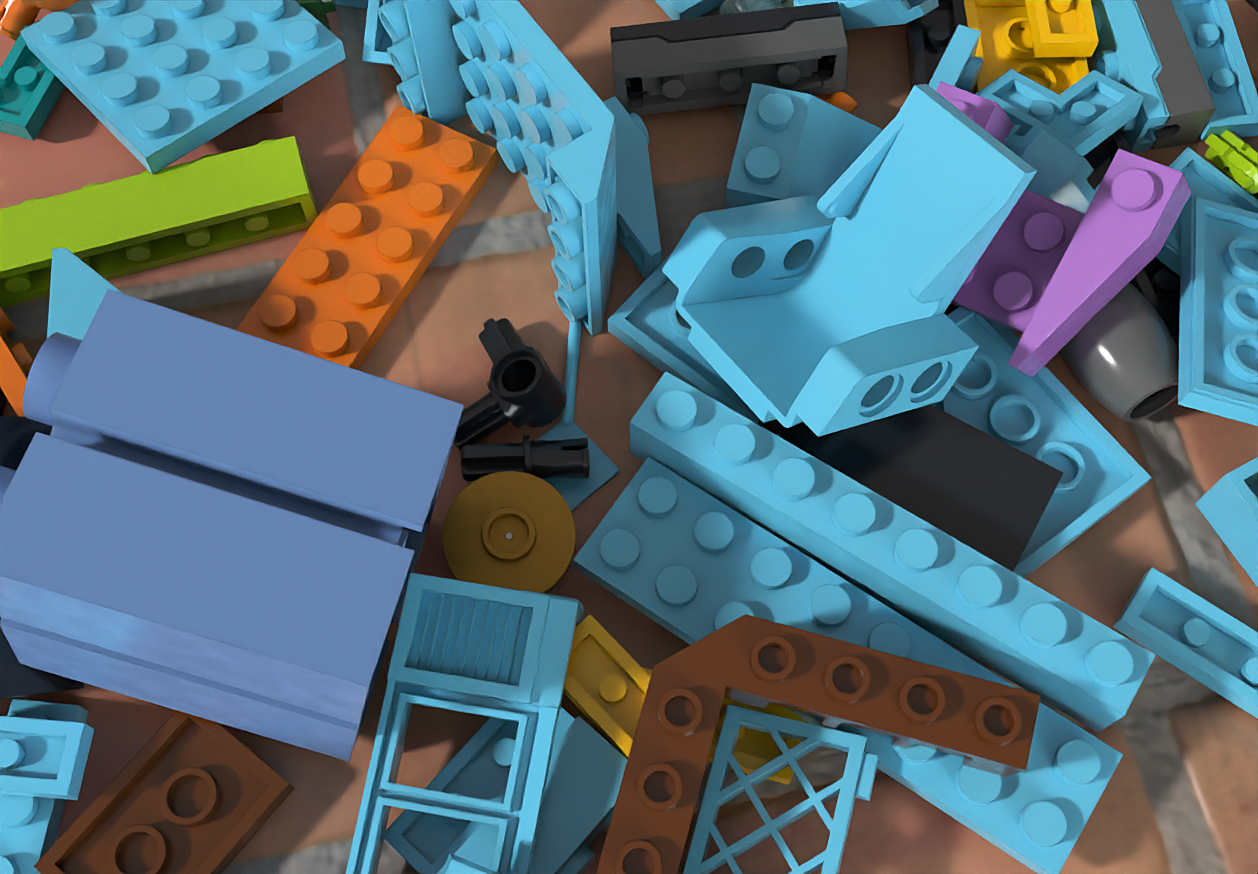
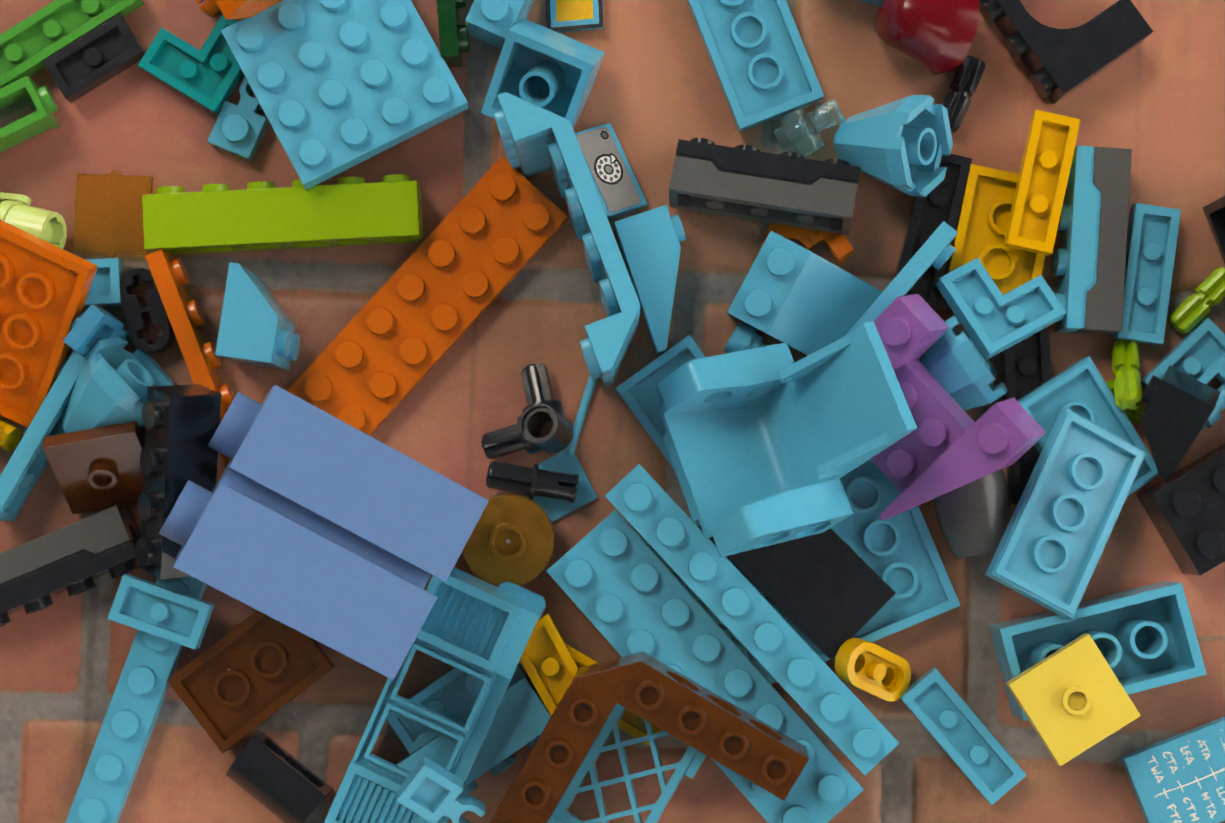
camera: 20 degrees right, 20 degrees up
(64, 147) = (240, 126): none -> medium azure plate
(1072, 578) = (872, 669): none -> yellow plate

